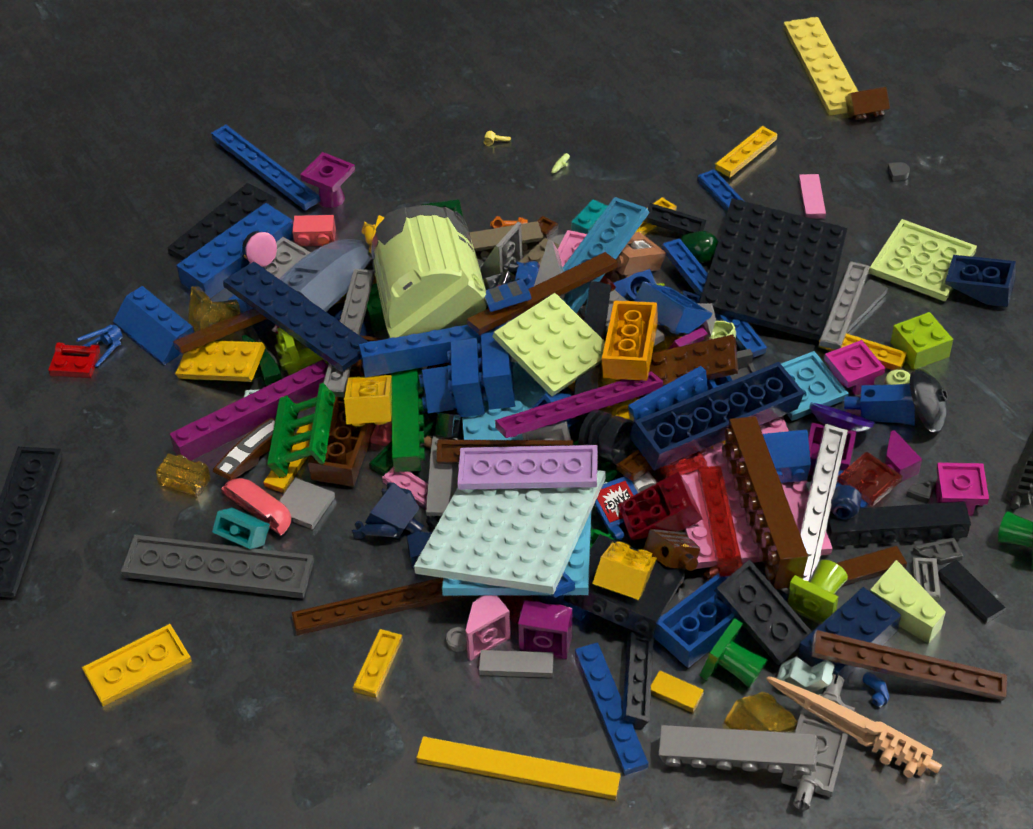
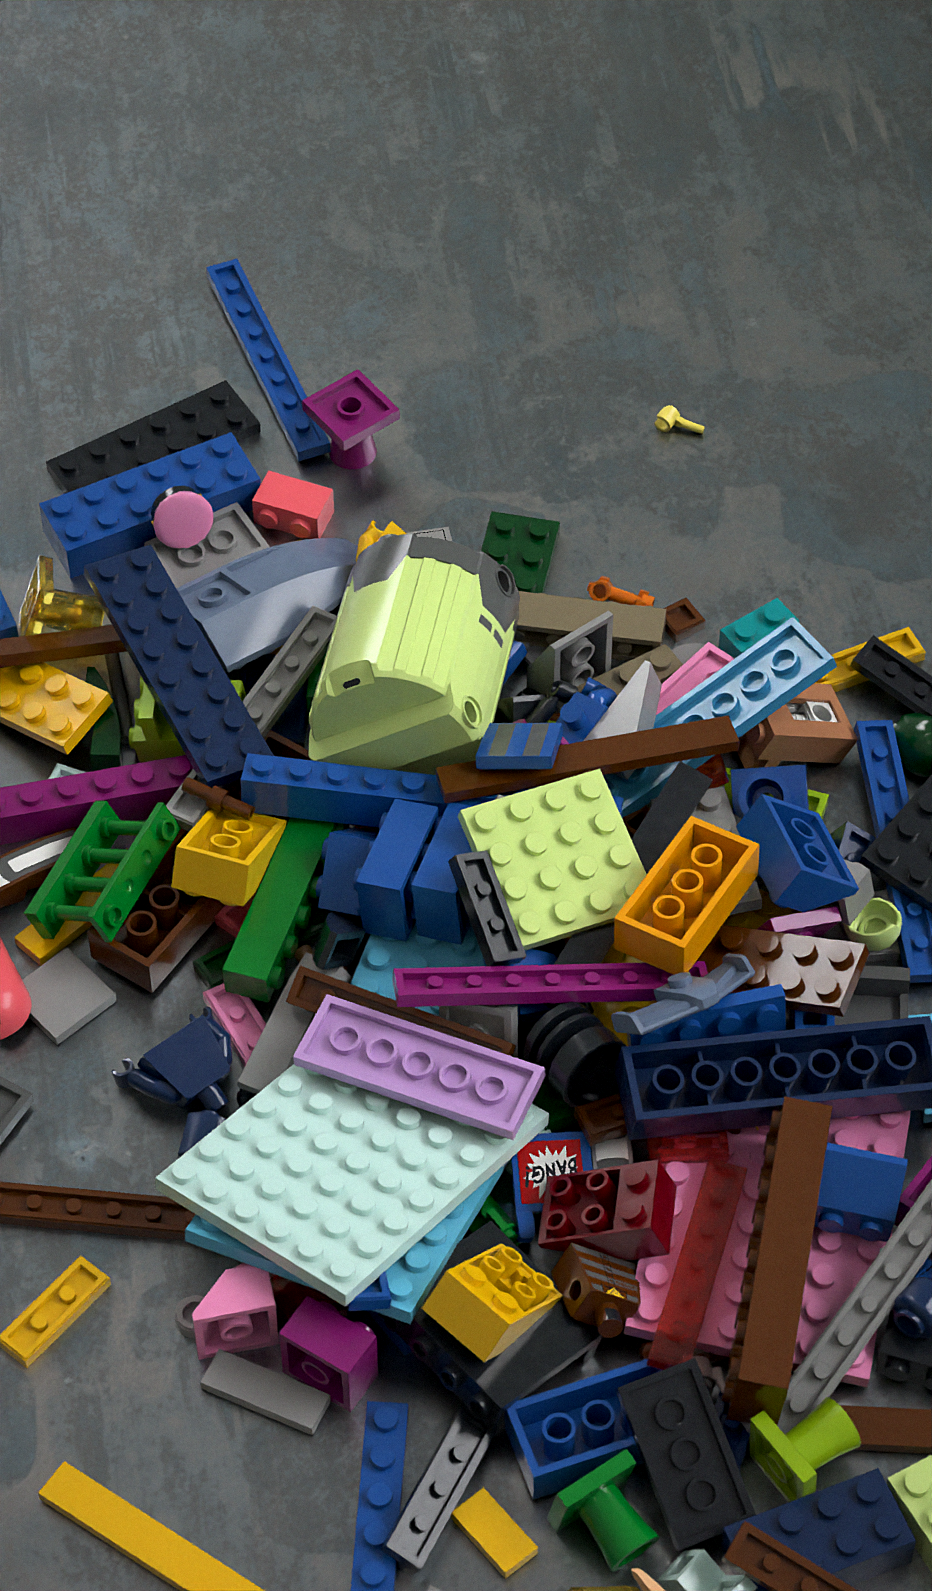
camera: 20 degrees right, 5 degrees up
(351, 373) = (218, 798): none -> reddish brown bar
(529, 376) = (487, 908): none -> black plate
(561, 163) = (766, 505): yellowish green helmet -> none
(654, 386) = (685, 996): none -> sand blue plate

